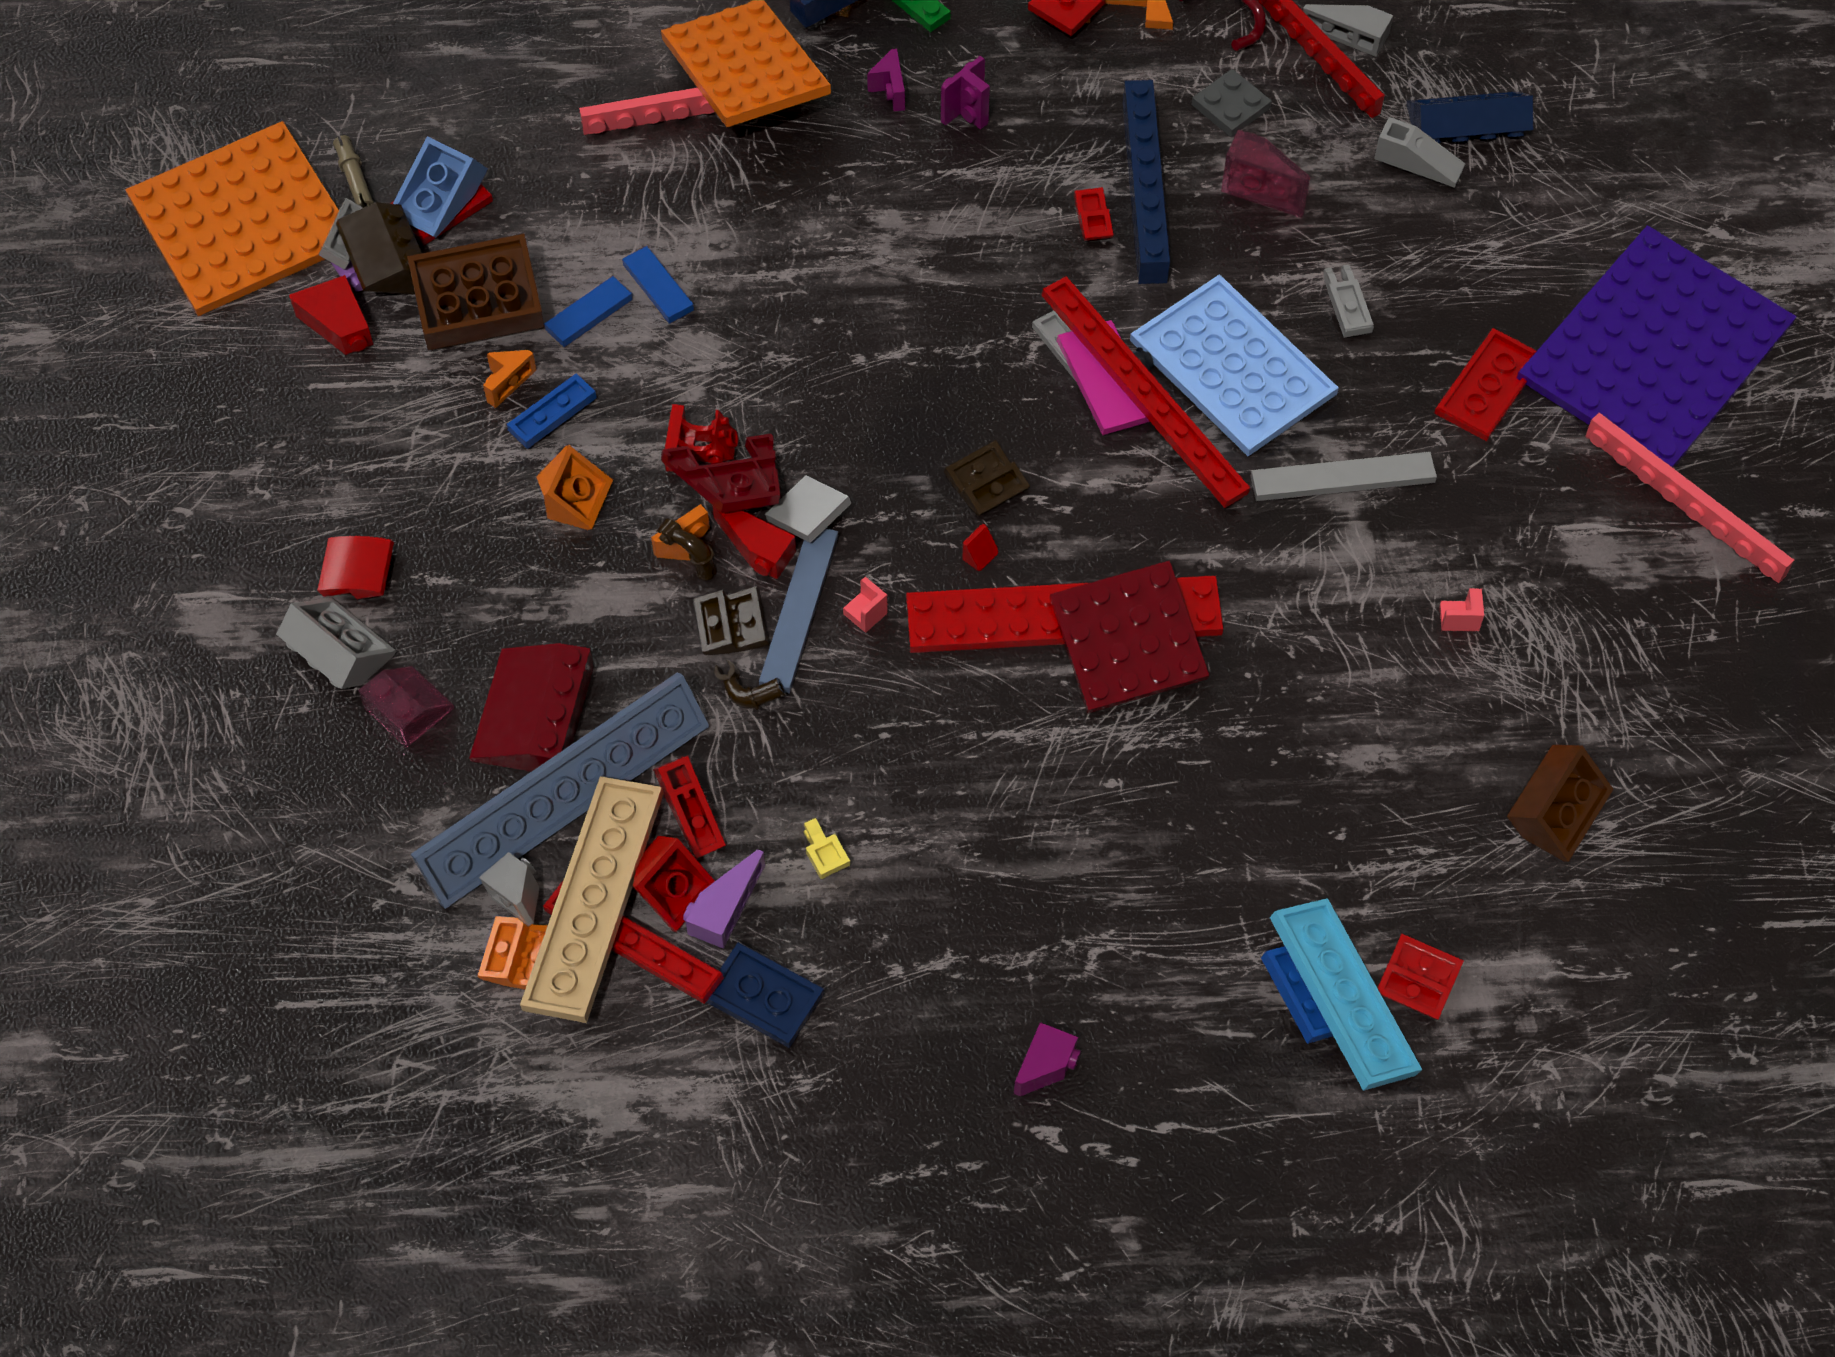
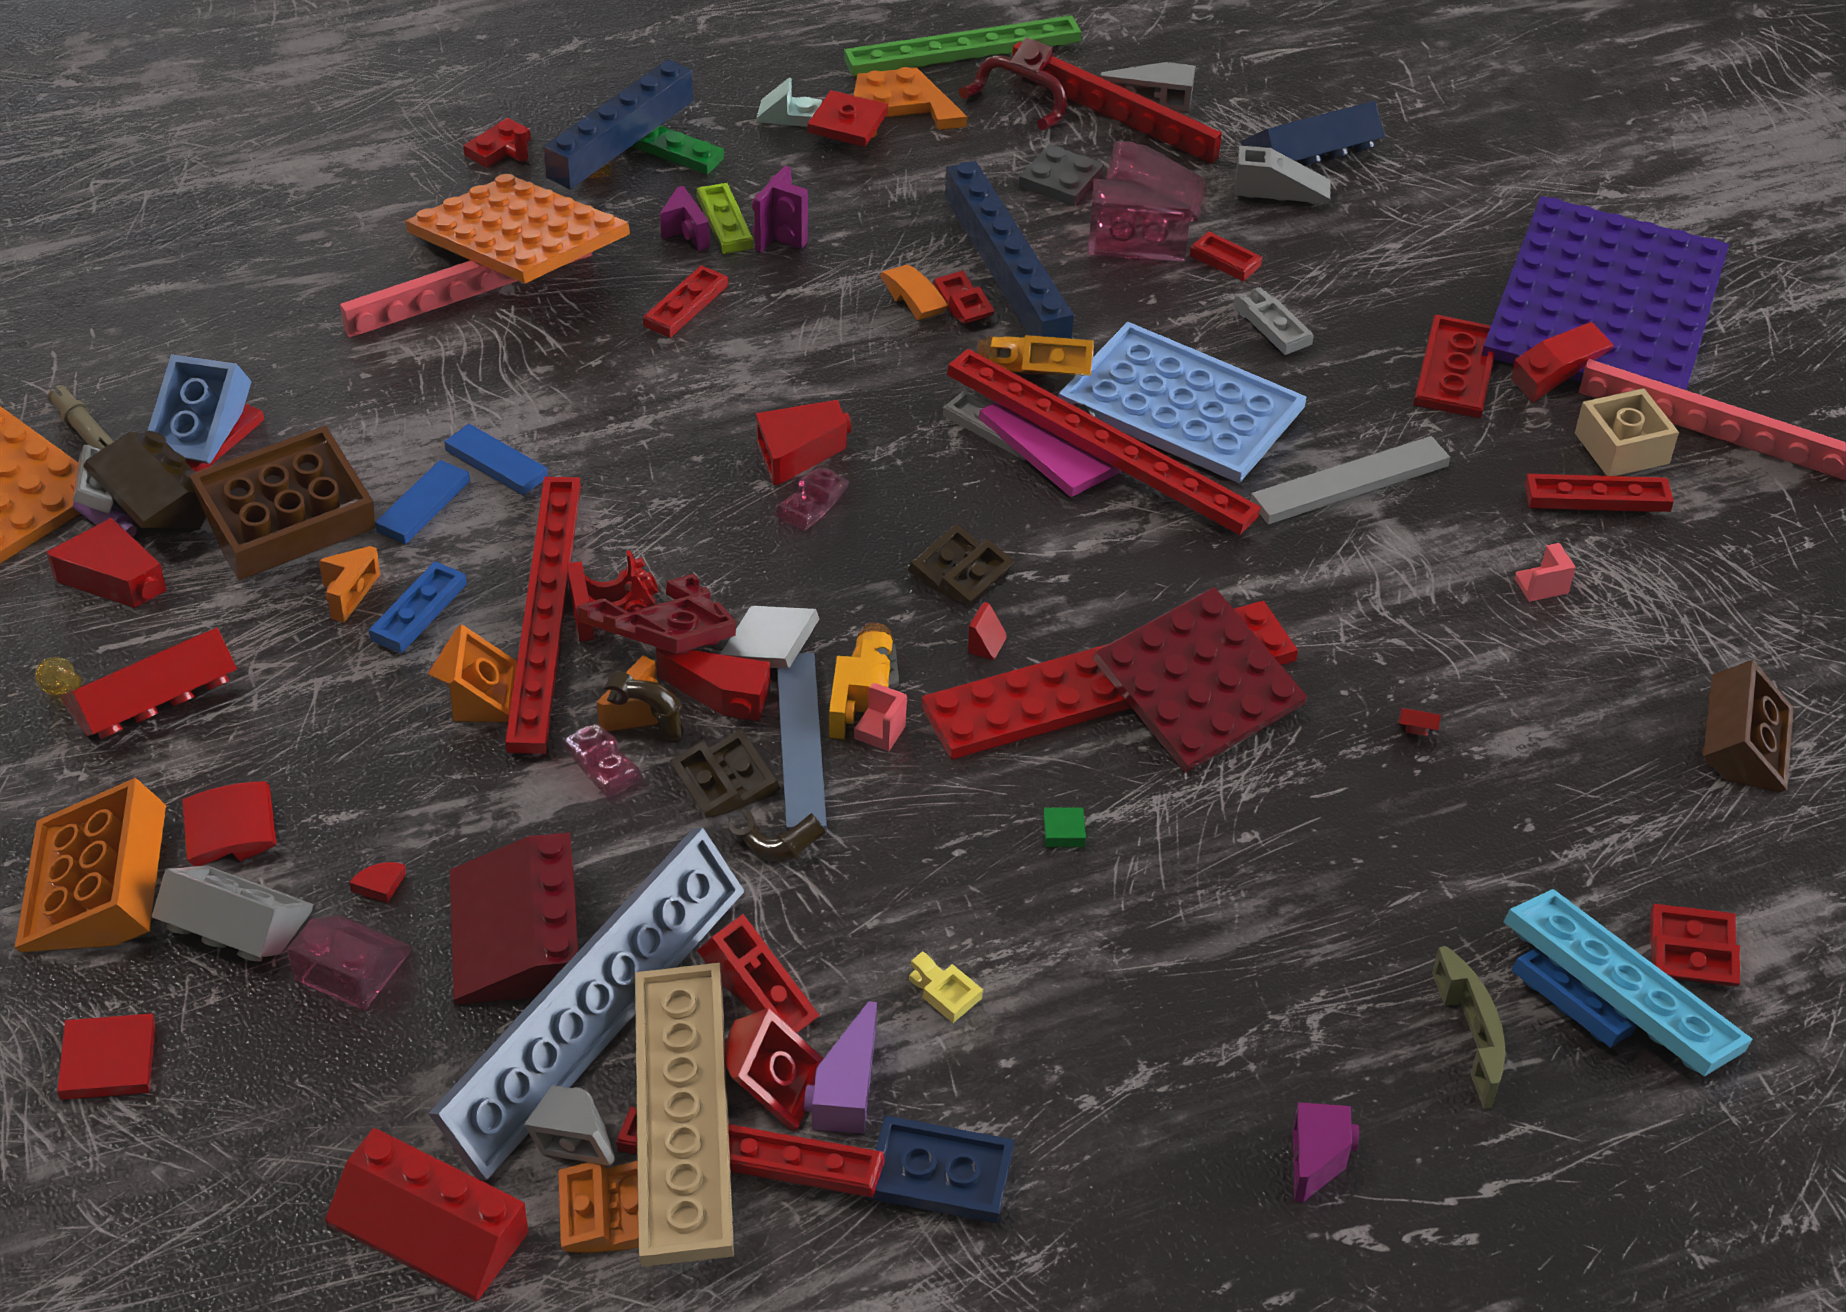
camera: 20 degrees left, 15 degrees down
(217, 736) = (106, 1056): none -> red tile
(248, 583) = (93, 871): none -> orange slope
(269, 405) = (57, 676): none -> clear yellow plate
(332, 430) = (150, 682): none -> red slope
(393, 925) = (427, 1214): none -> red slope
(448, 644) = (378, 880): none -> red tile
(644, 441) = (543, 617): none -> red plate
(644, 584) = (601, 761): none -> clear pink slope
(863, 163) = (685, 301): none -> red tile
(873, 560) = (871, 662): none -> light orange plate
(894, 385) = (814, 498): none -> clear pink slope
(903, 325) = (800, 437): none -> red slope
(926, 83) = (725, 218): none -> lime tile
(971, 737) = (1064, 827): none -> green tile
(1054, 199) = (915, 289): none -> orange slope
(1124, 293) = (1039, 354): none -> light orange plate
(1211, 960) = (1462, 986): none -> olive slope
(1291, 719) = (1418, 721): none -> red plate
(1306, 132) = (1157, 173): none -> clear pink slope
(1338, 222) = (1225, 256): none -> red tile
(1548, 543) = (1598, 492): none -> red plate
(1575, 404) = (1558, 359): none -> red slope
(1597, 493) = (1626, 432): none -> tan brick

